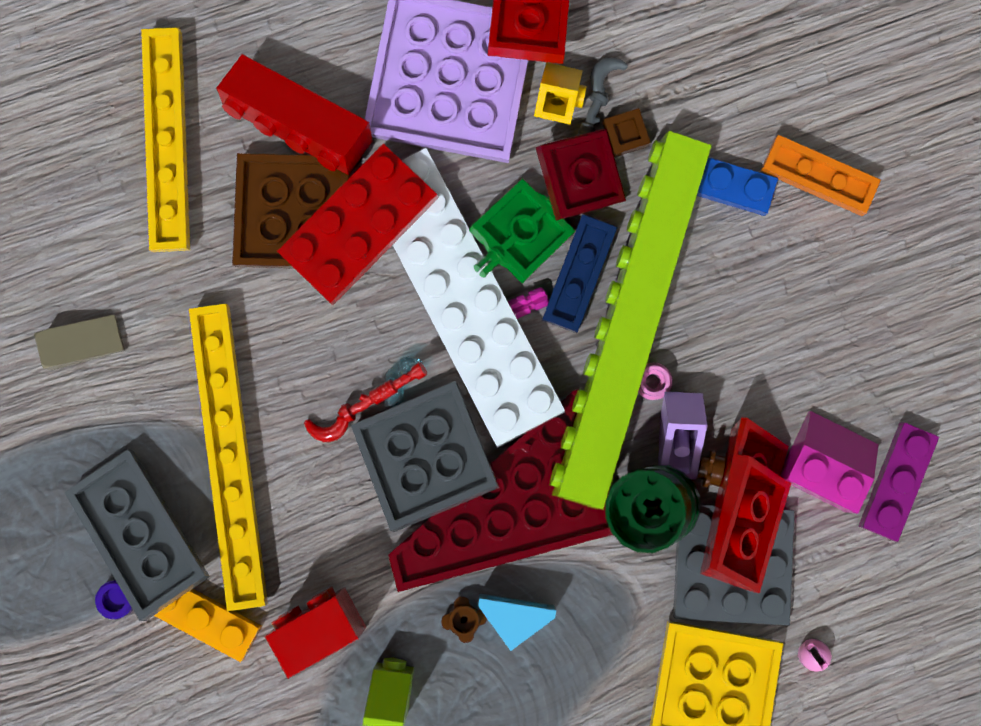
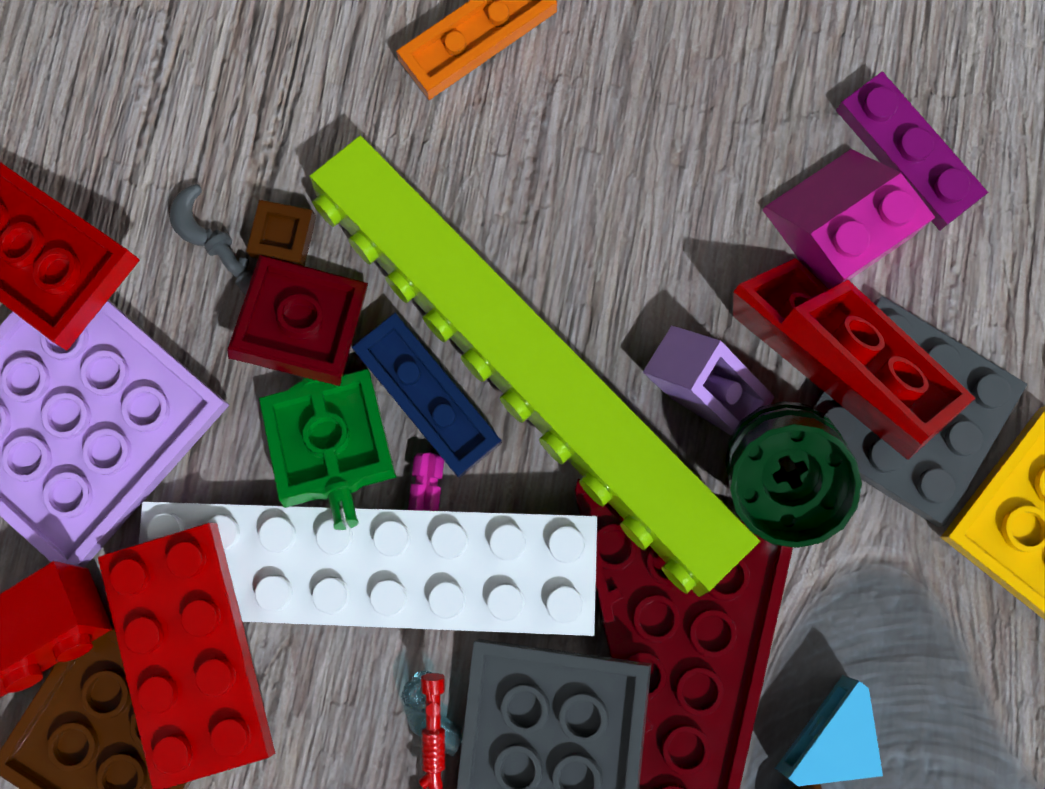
camera: 60 degrees left, 5 degrees down
(559, 93) = (177, 287): yellow brick -> none
(665, 381) = (631, 368): bright pink plate -> none
(711, 469) = (775, 369): reddish brown plate -> none
(737, 187) = (433, 137): blue plate -> none

